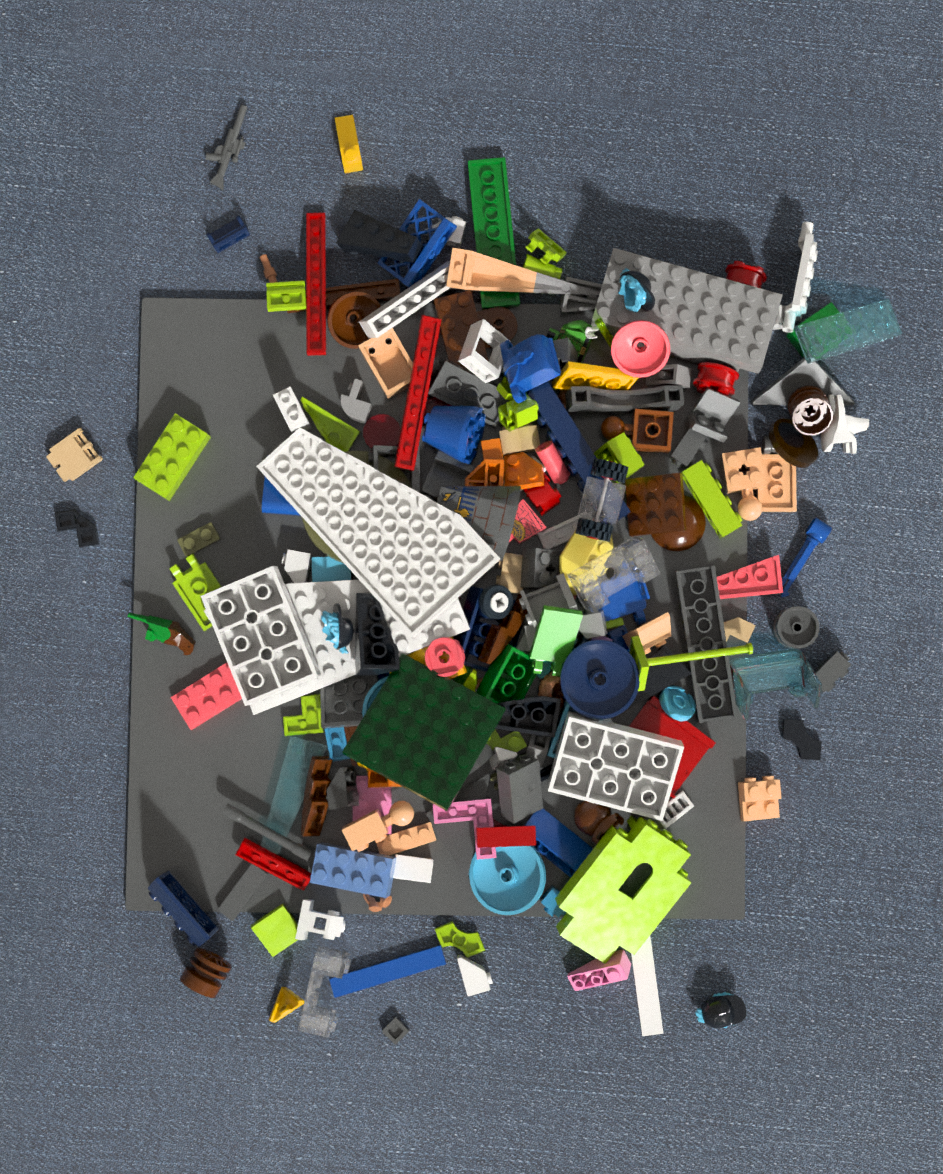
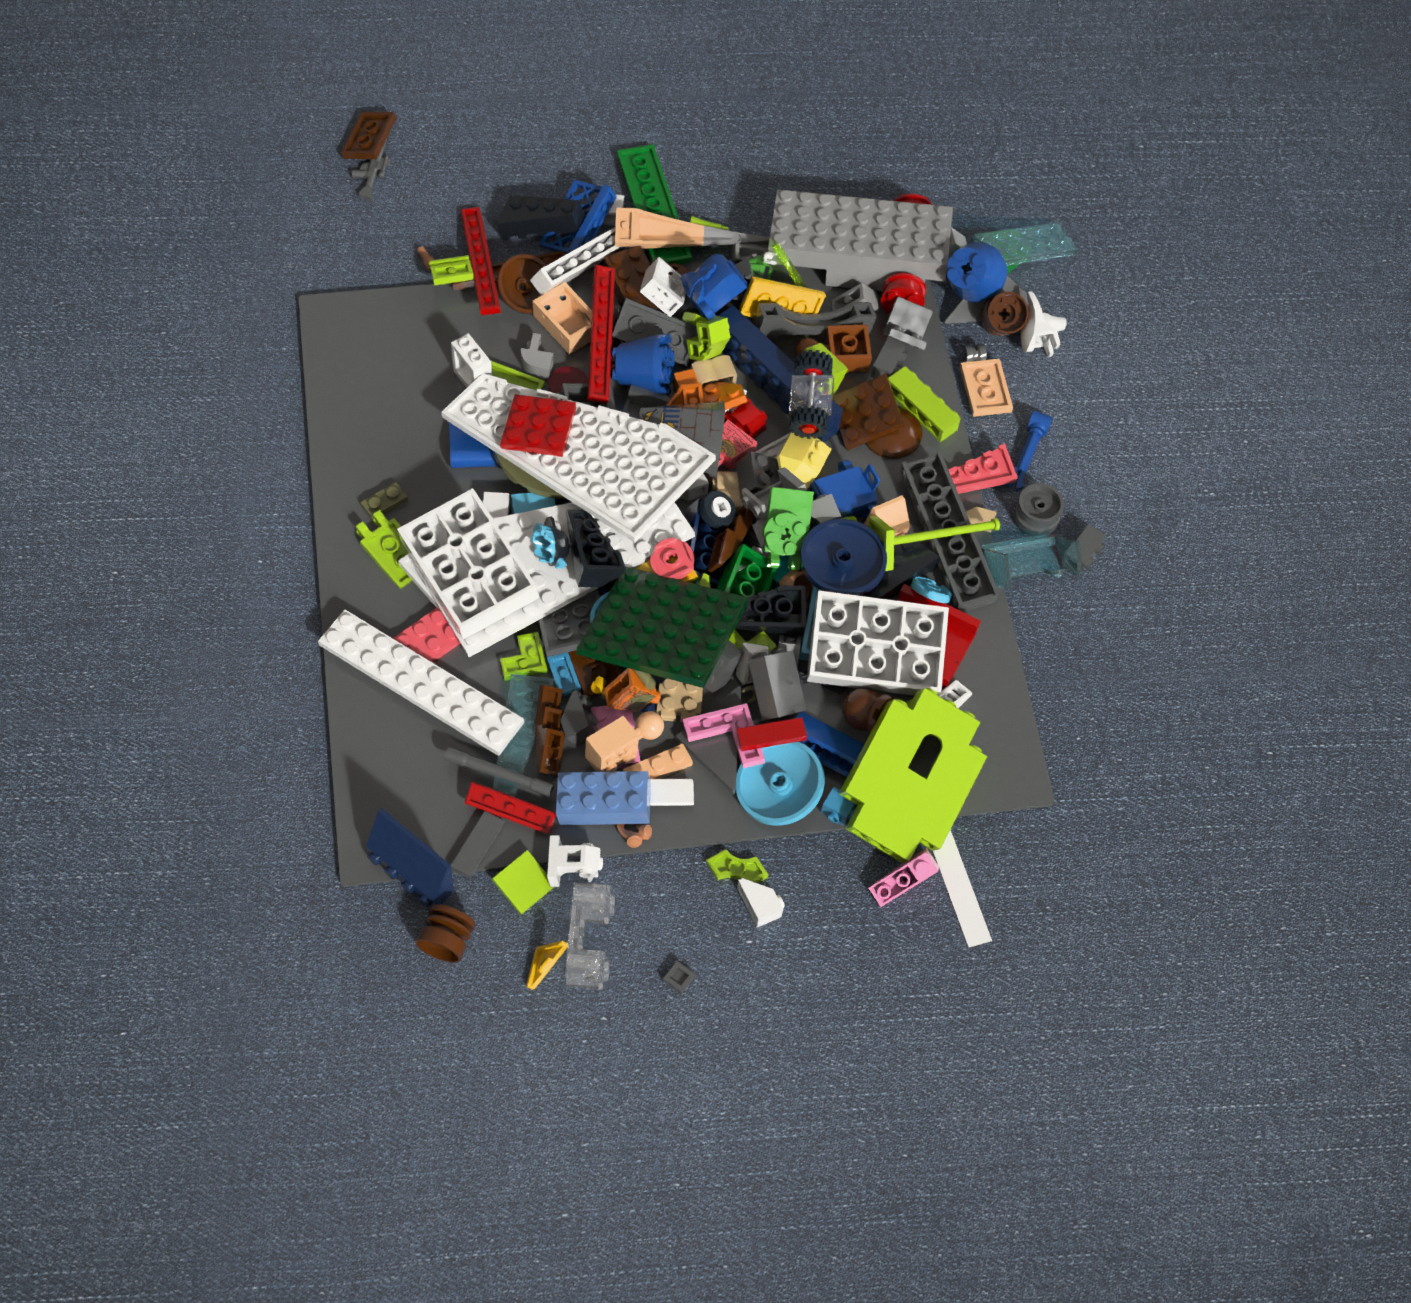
camera: 10 degrees left, 25 degrees down
(73, 456) = (237, 443): tan plate -> none
(86, 530) = (242, 502): black tile -> none
(167, 632) = (360, 591): animal -> none
(172, 457) = (347, 426): lime brick -> none
(210, 735) = (421, 682): none -> white plate
(226, 114) = (368, 135): none -> reddish brown plate
(228, 234) = (384, 235): dark blue hinge -> none
(342, 499) = (538, 425): none -> red plate
(348, 144) = (496, 152): yellow slope -> none
(388, 971) = (658, 913): blue tile -> none
(543, 242) = (713, 213): lime plate -> none
(549, 658) = (773, 539): none -> bright green plate
(553, 462) = (753, 385): coral brick -> none
(631, 564) = (850, 450): clear plate -> none
(636, 291) = (808, 211): medium azure hair -> none
(642, 360) = (826, 248): coral dish -> none
(722, 1010) = (1054, 901): black hair -> none
(749, 506) = (951, 377): light nougat brick -> none
(759, 798) = (1041, 677): light nougat plate -> none
(790, 369) = (987, 272): none -> blue cone
(792, 445) = (994, 344): dark brown piece -> none
(796, 733) = (1064, 613): black tile -> none
(806, 272) = (966, 182): white plate -> none

